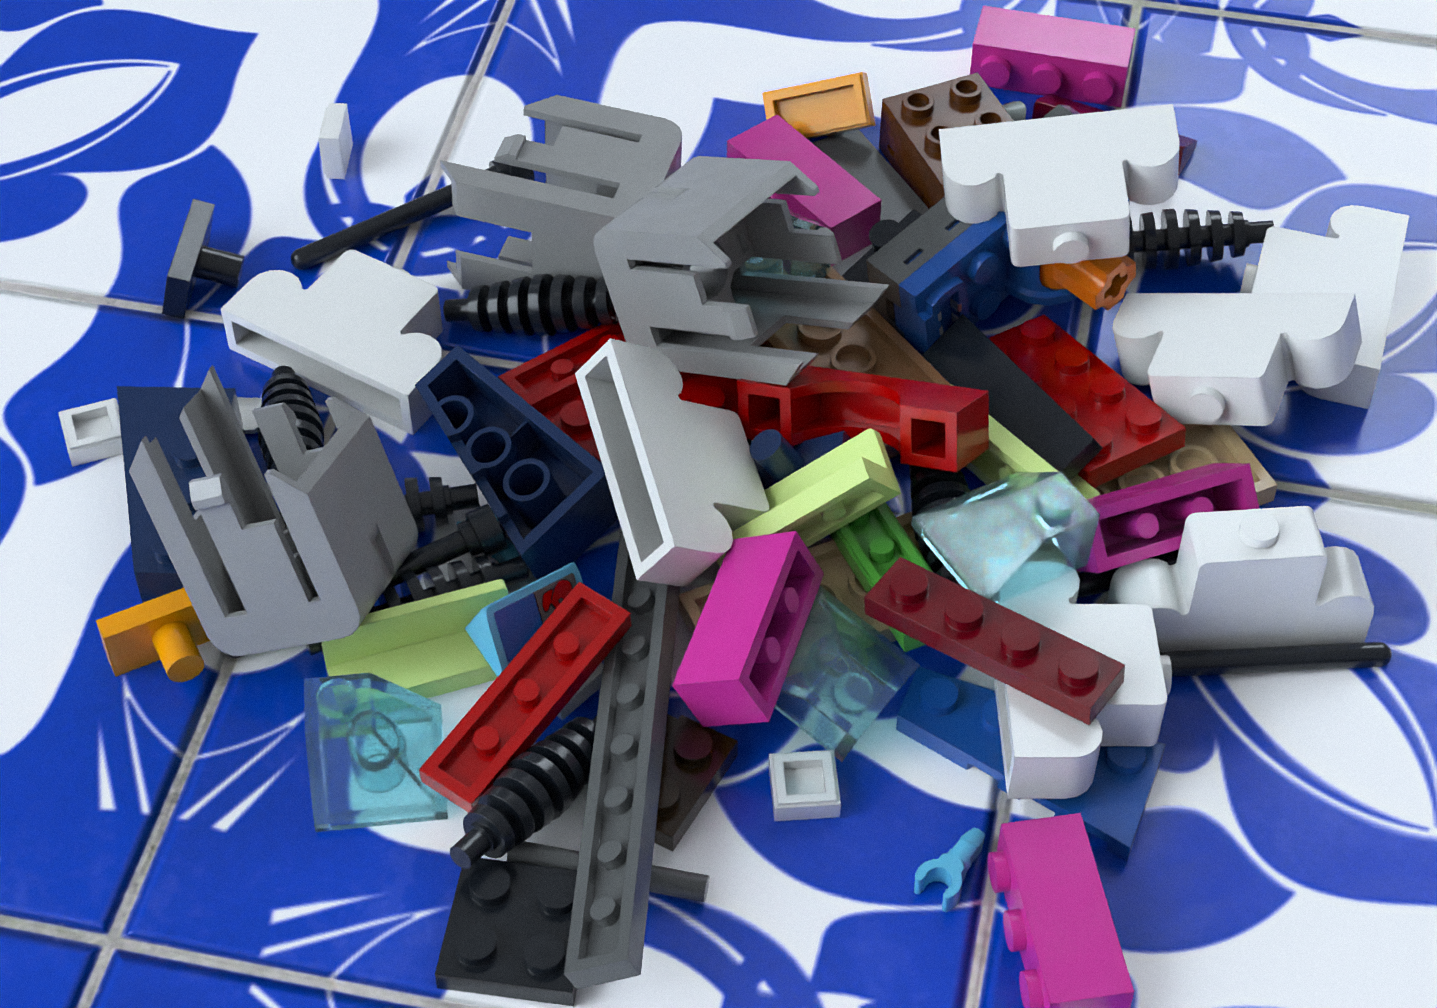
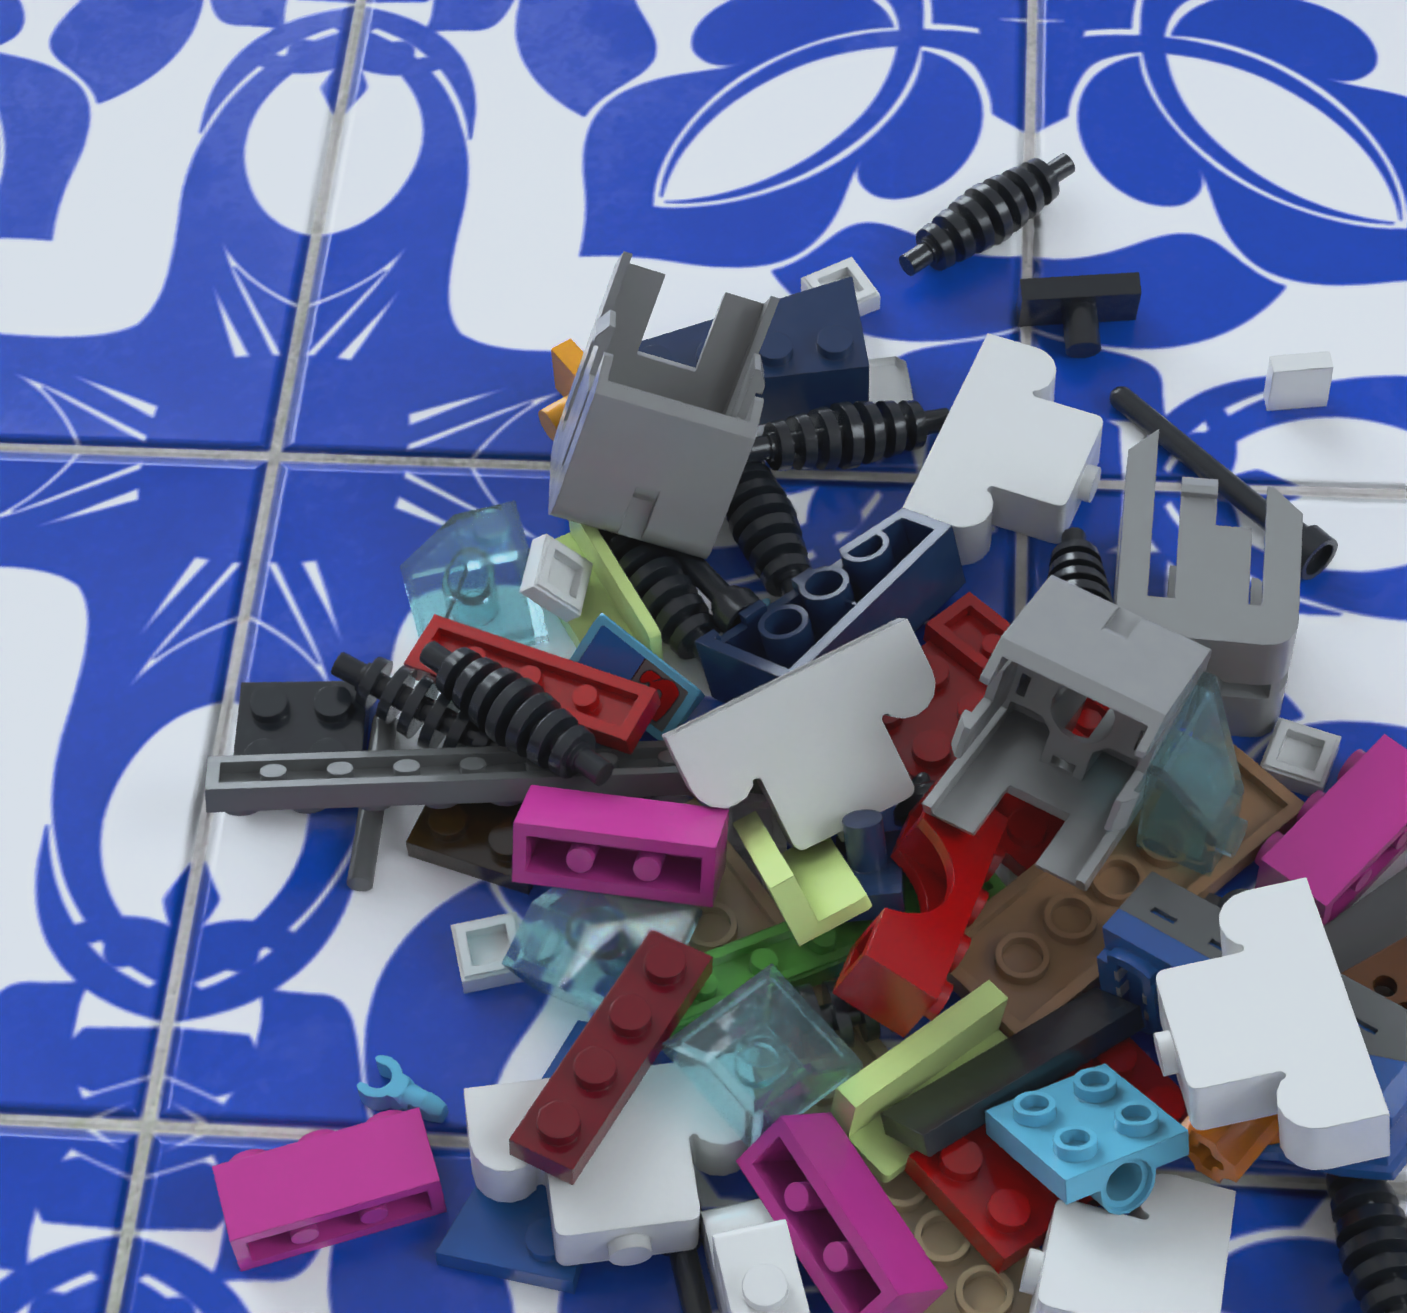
camera: 85 degrees right, 5 degrees up
(53, 307) = (987, 214): none -> black piece
(402, 663) = (556, 577): none -> white tile
(582, 690) = (516, 713): none -> black piece
(1093, 347) = (1090, 1138): none -> medium azure plate

